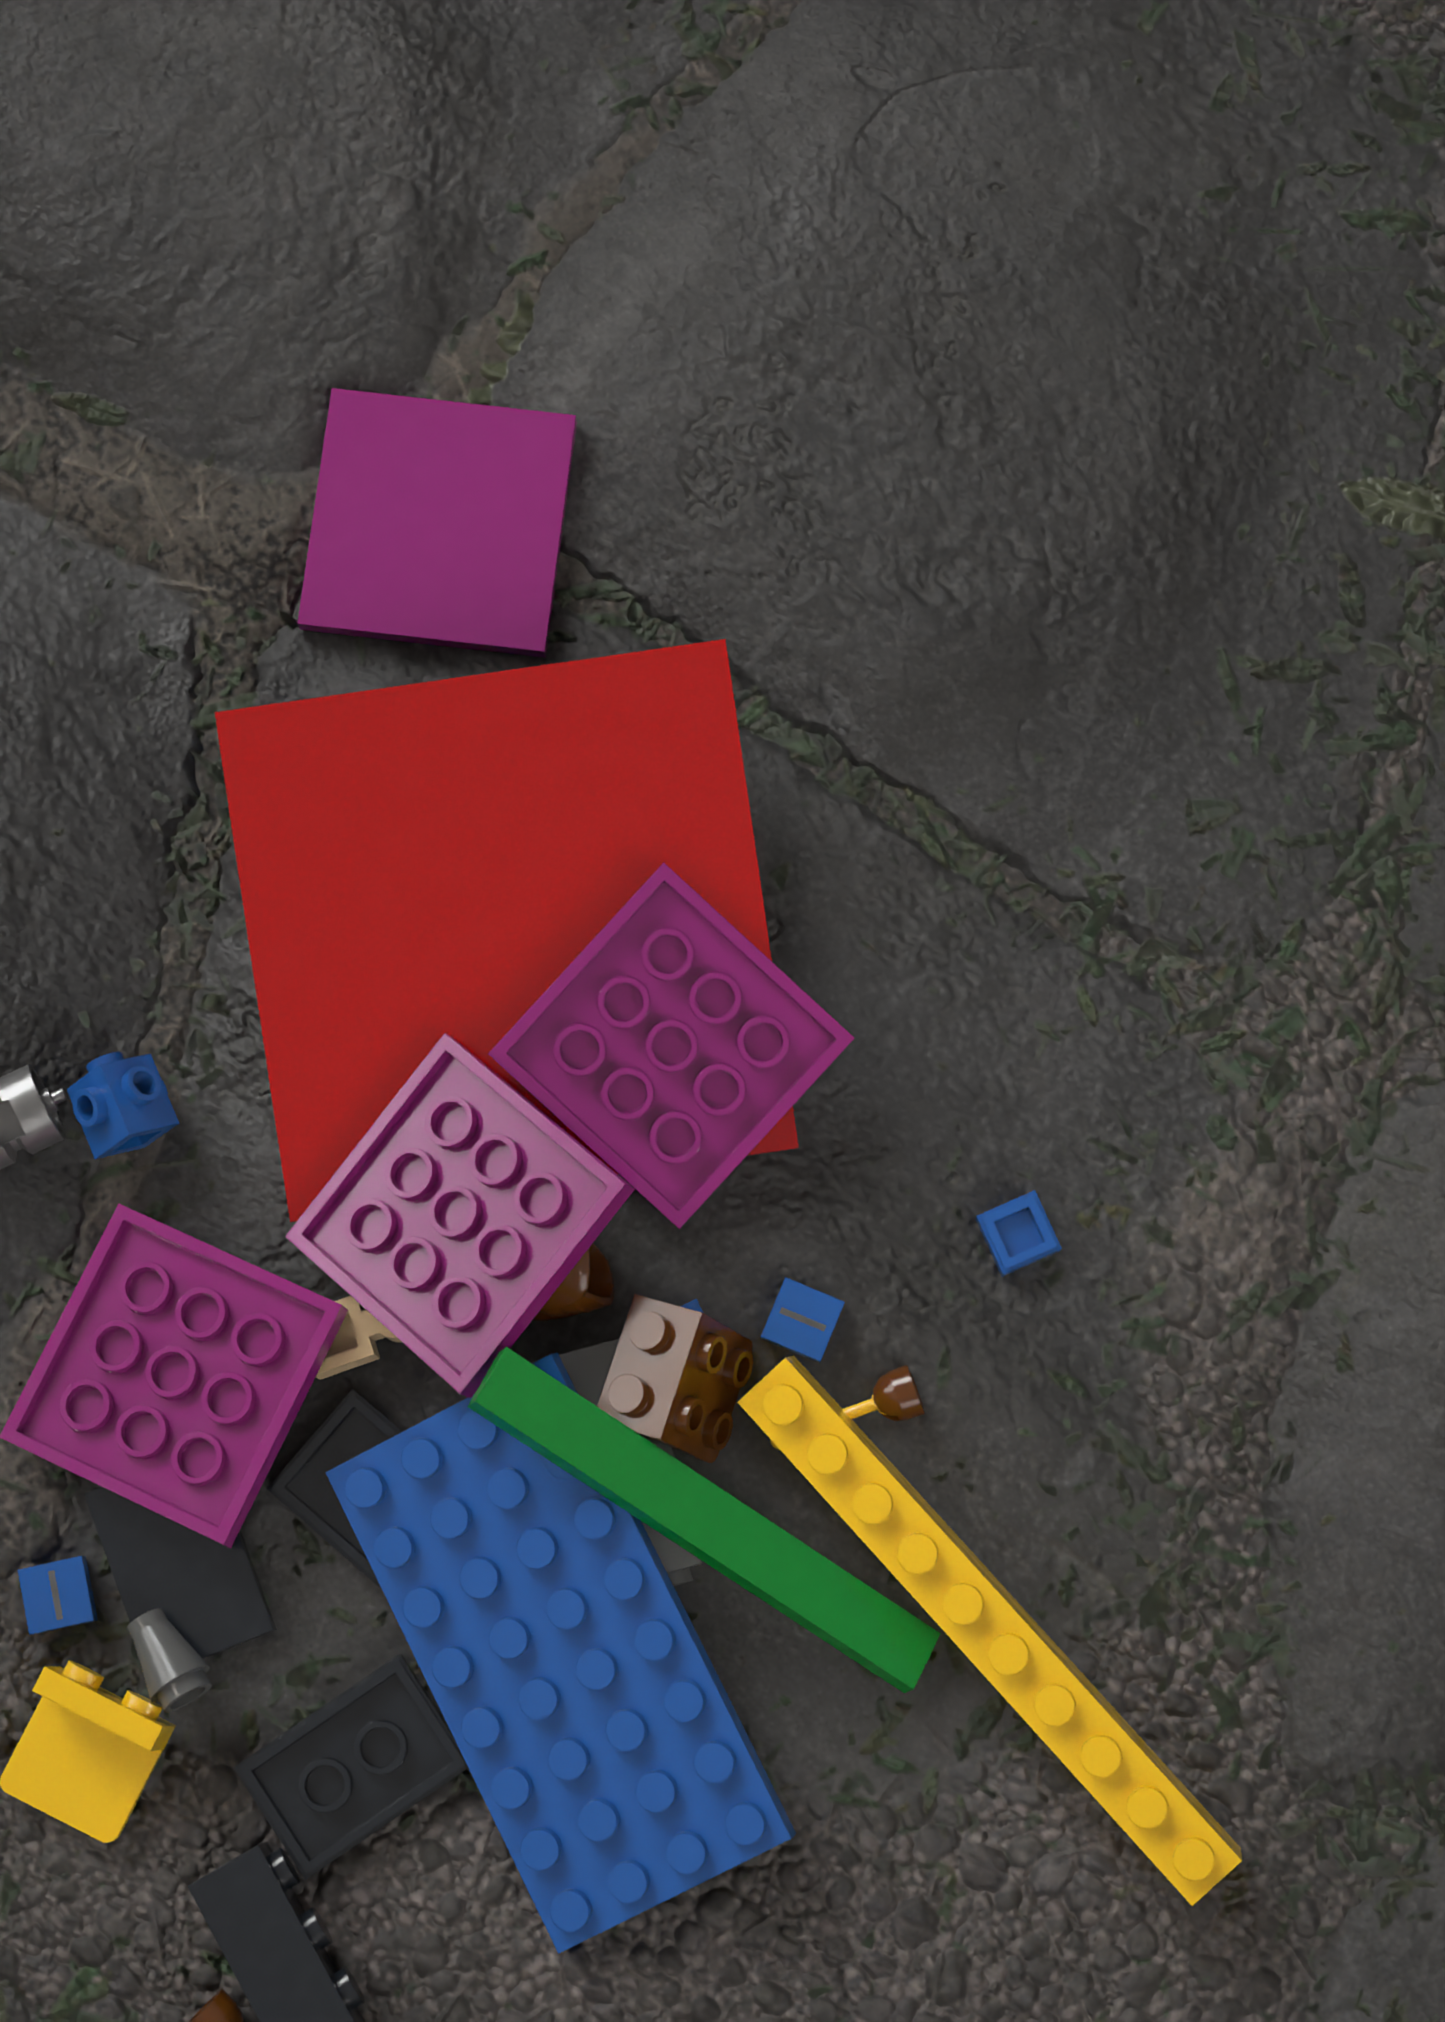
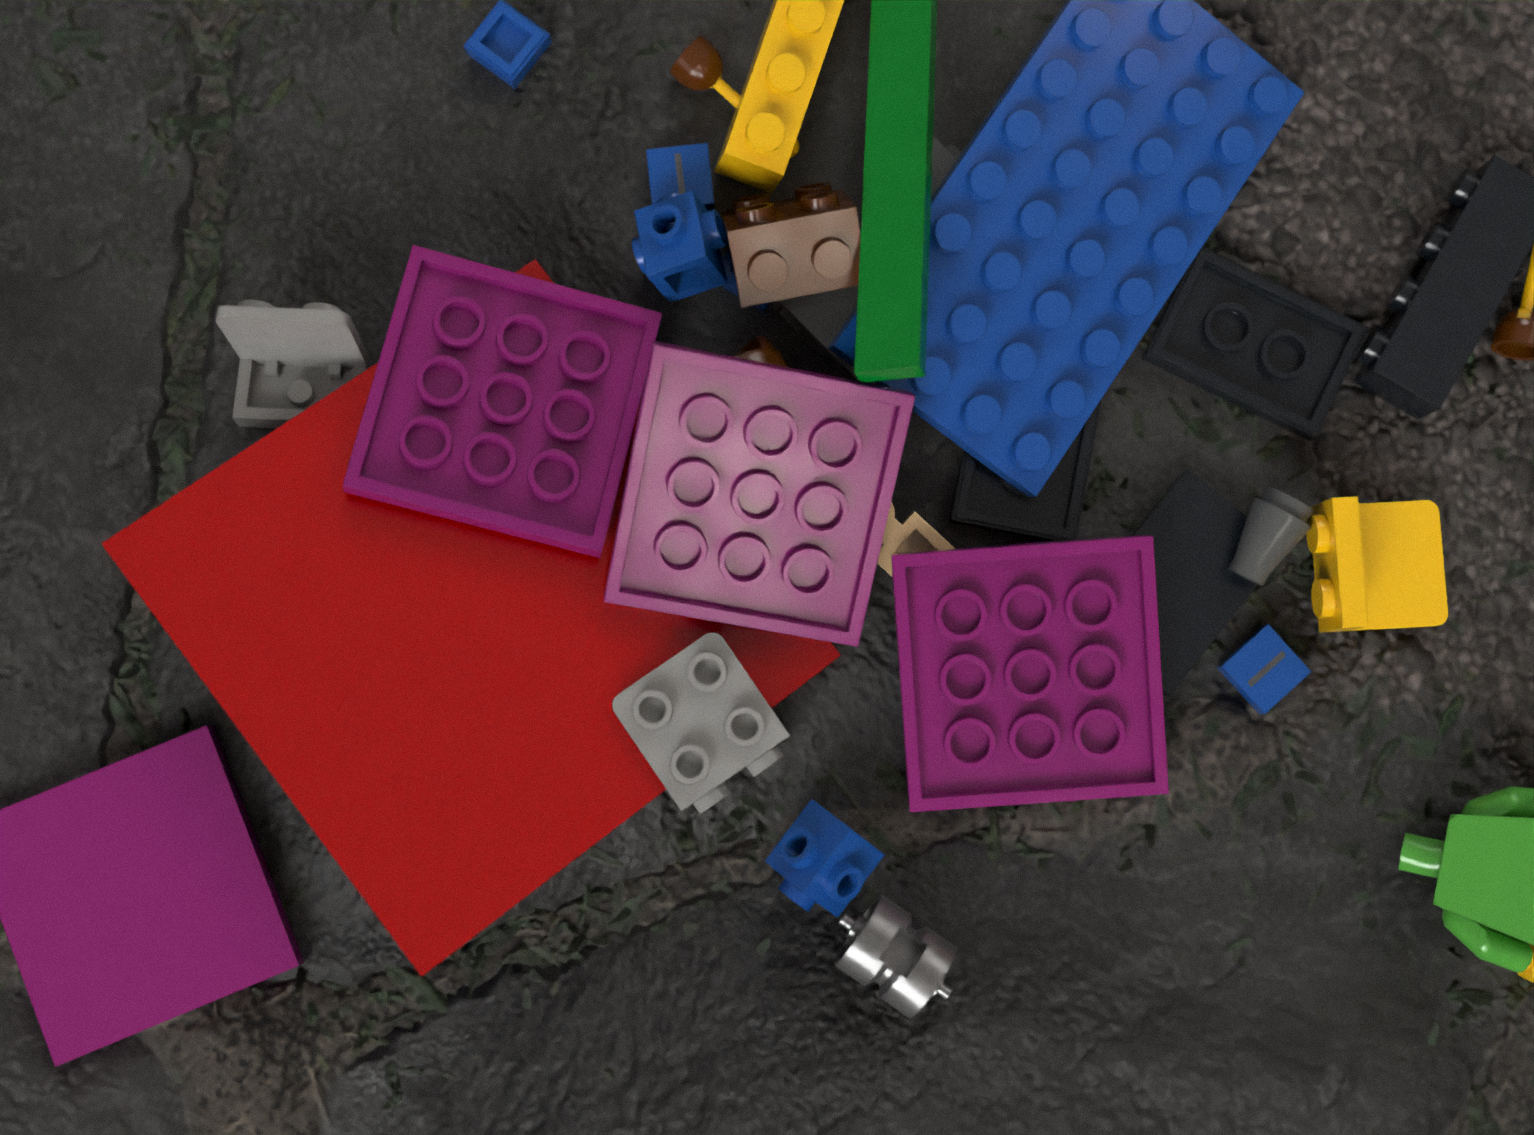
camera: 125 degrees left, 5 degrees up
(296, 1061) = (700, 722): none -> light grey bracket
(732, 1279) = (680, 245): none -> blue brick
(805, 878) = (288, 358): none -> light grey bracket

